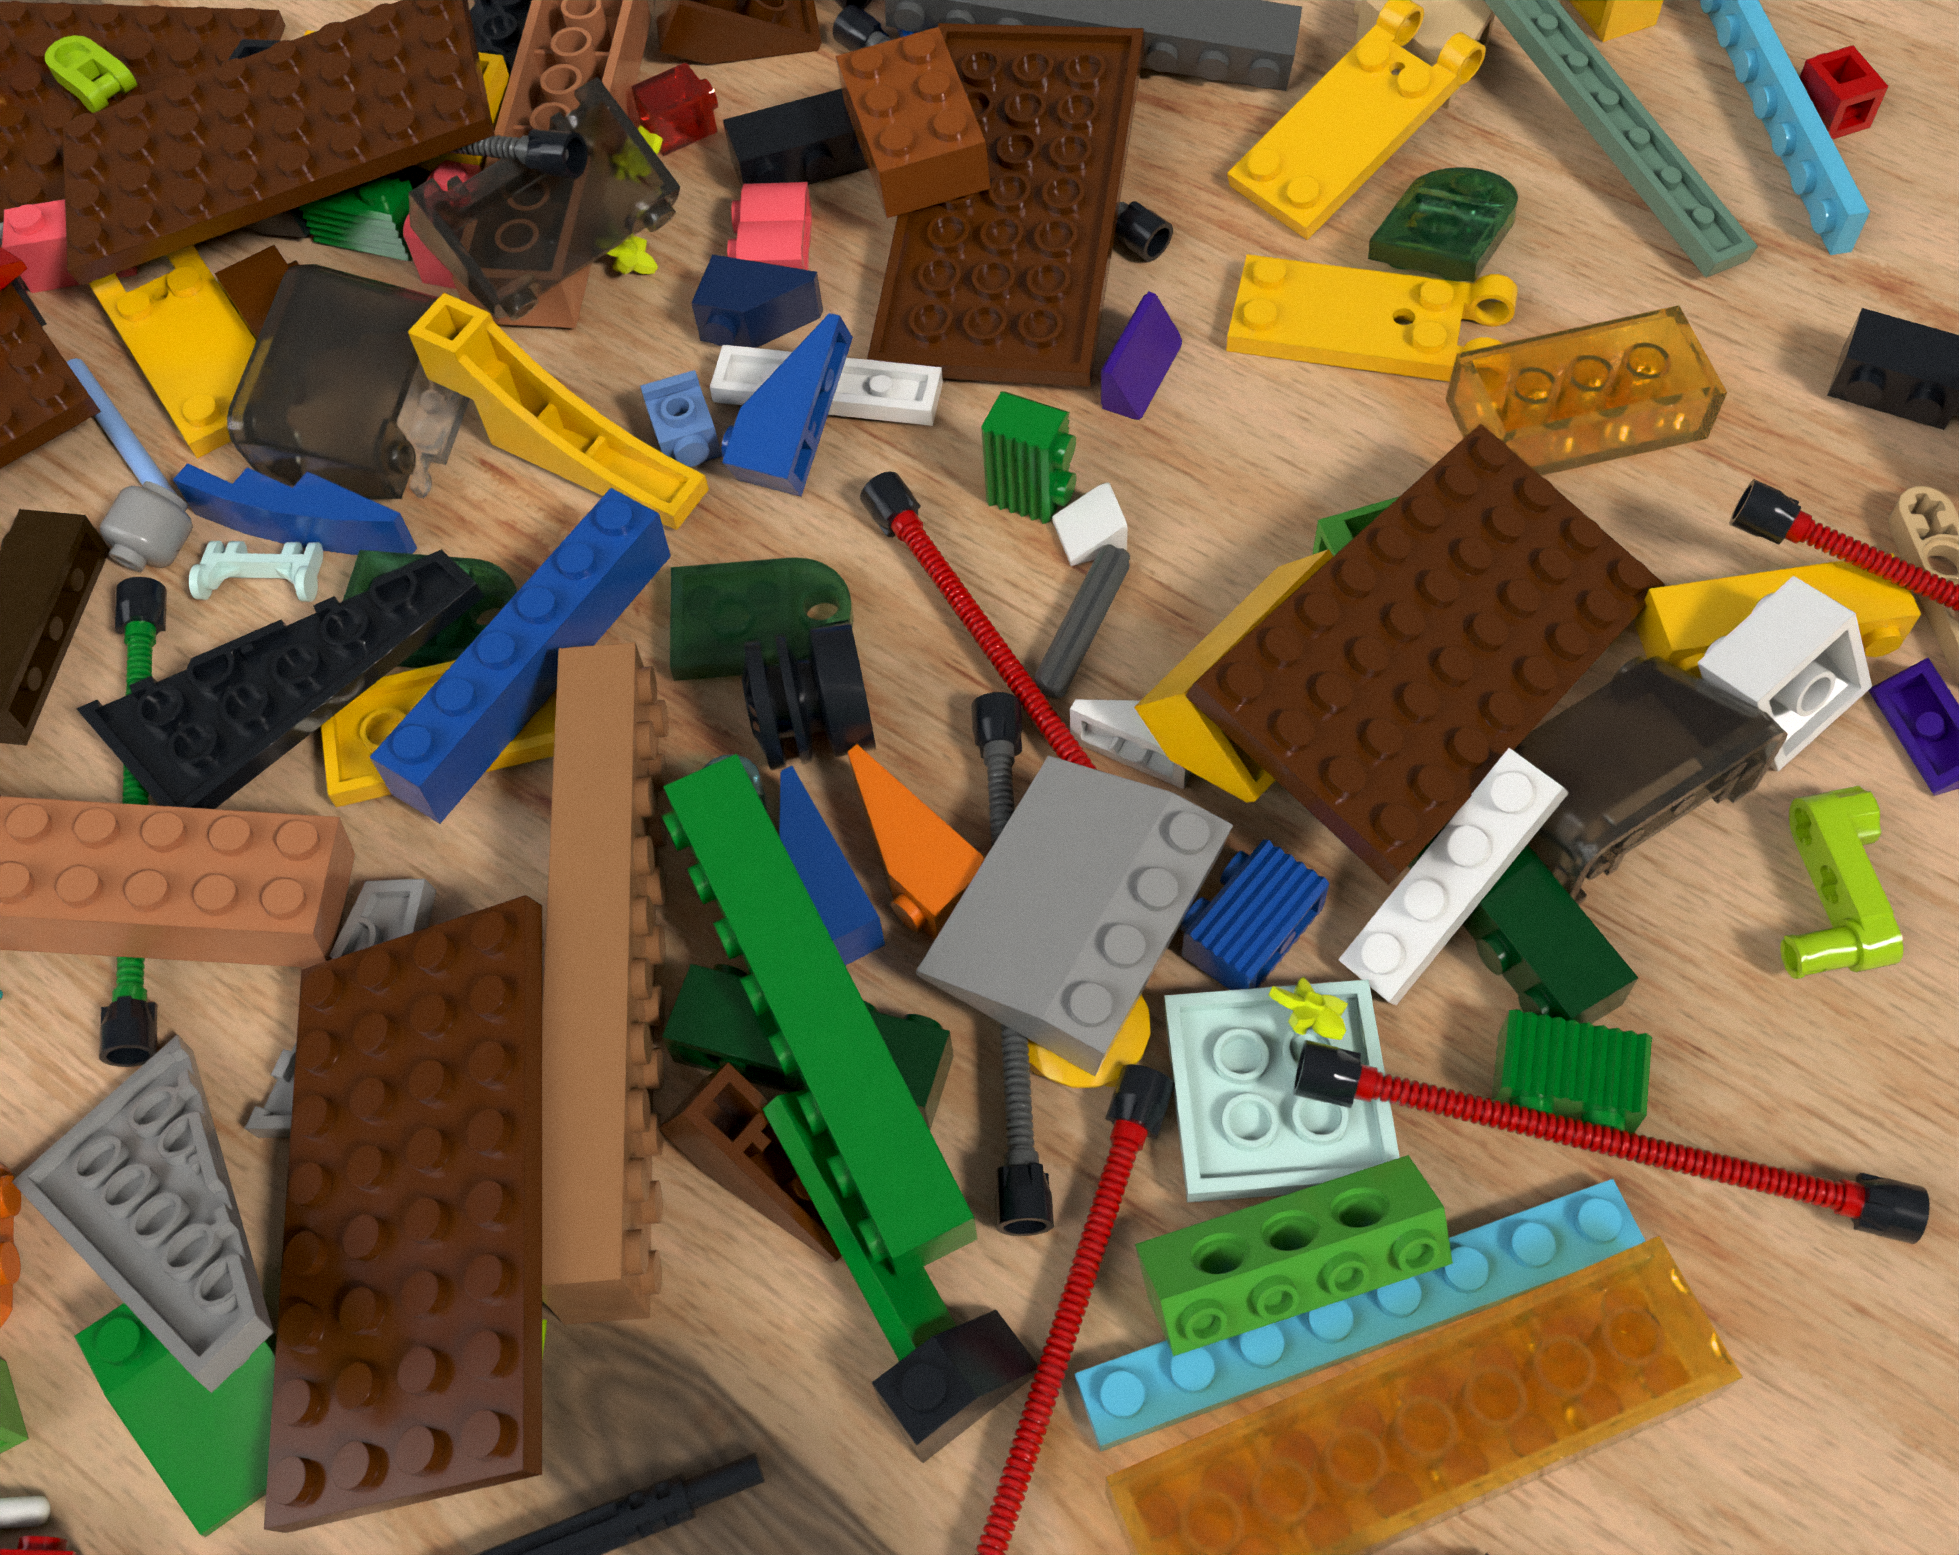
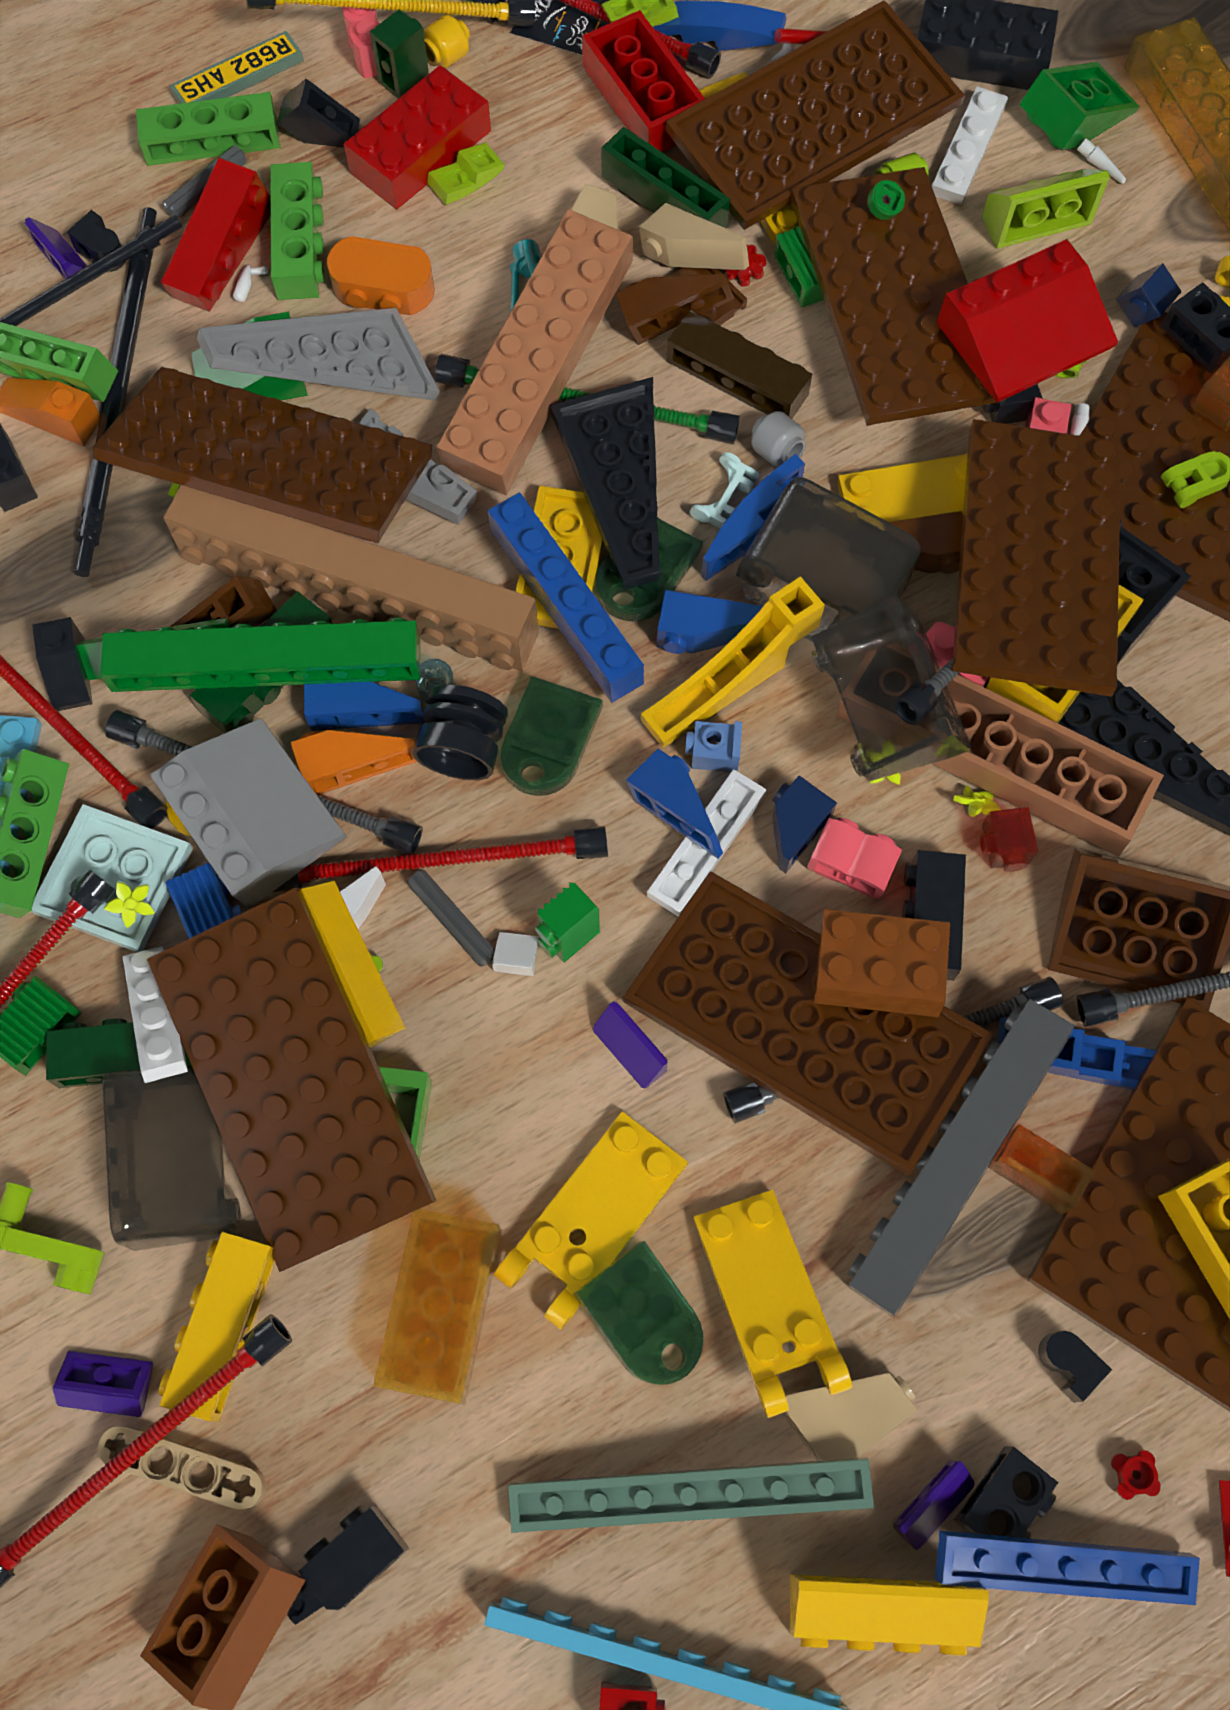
camera: 110 degrees right, 10 degrees up
(119, 430) = (872, 444): light blue bar -> none
(496, 503) = (700, 622): none -> blue slope
(1795, 661) = (168, 1283): white slope -> none

